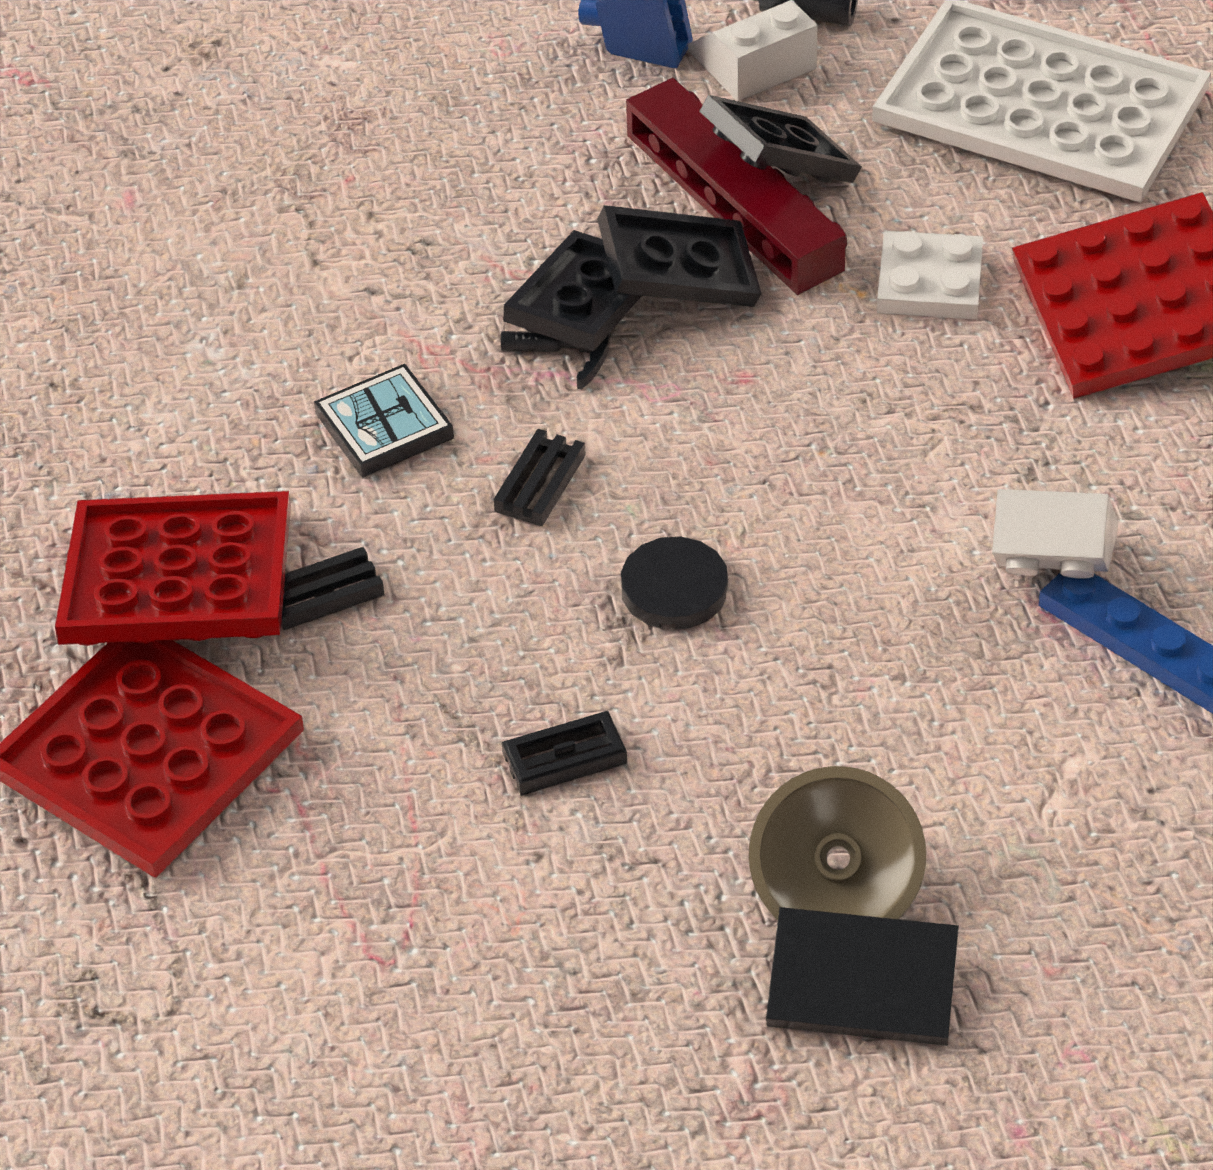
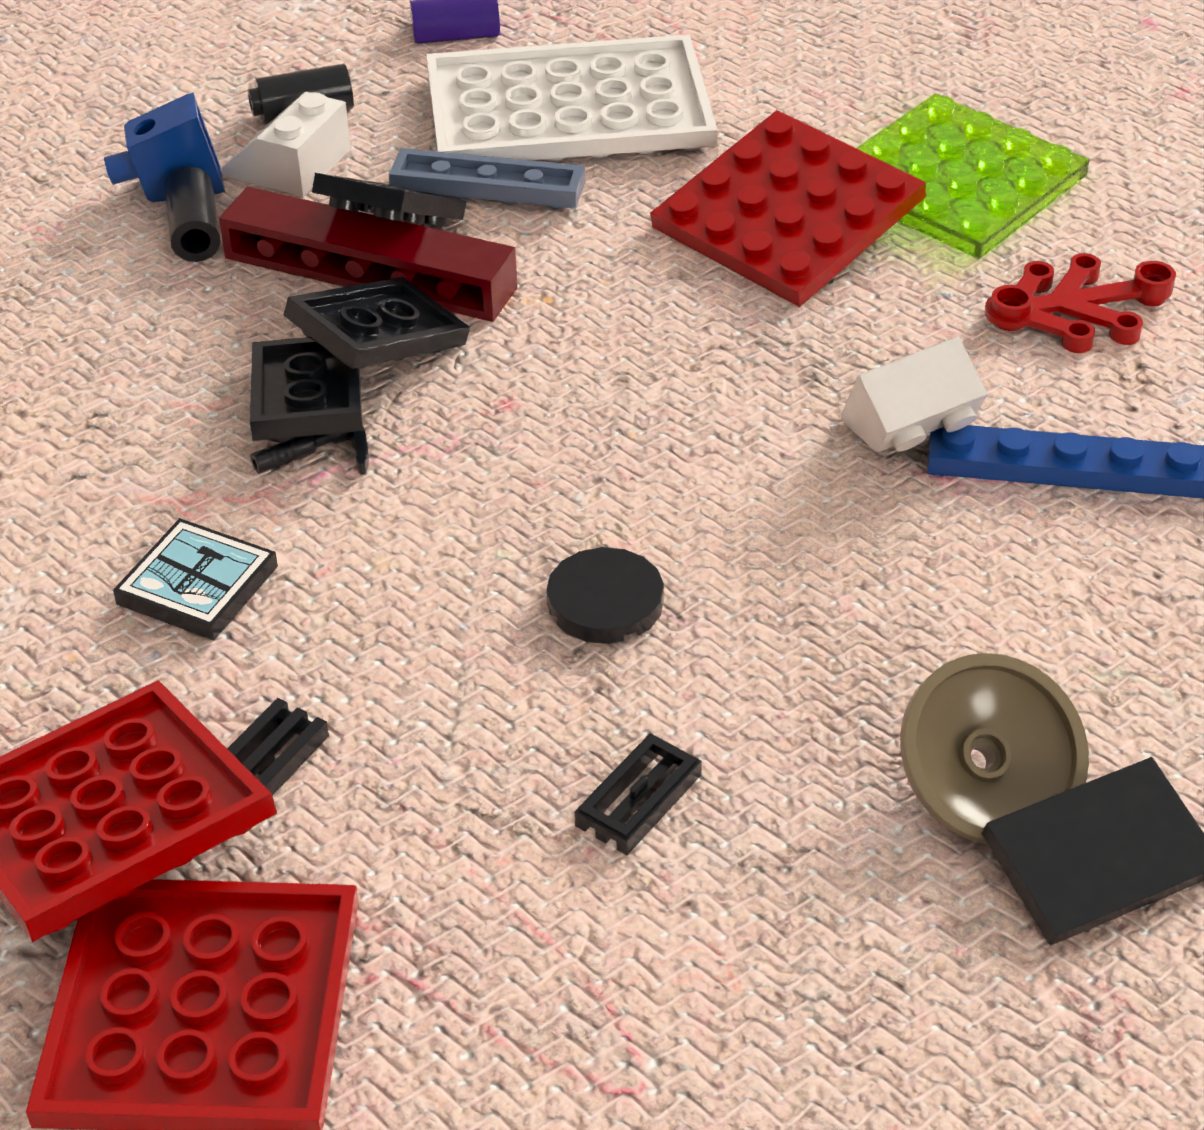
camera: 35 degrees left, 5 degrees down
(553, 449) = (392, 533): black tile -> none
(622, 77) = (192, 214): none -> black brick
(901, 151) = (489, 178): none -> sand blue plate
(930, 274) = (597, 260): white plate -> none

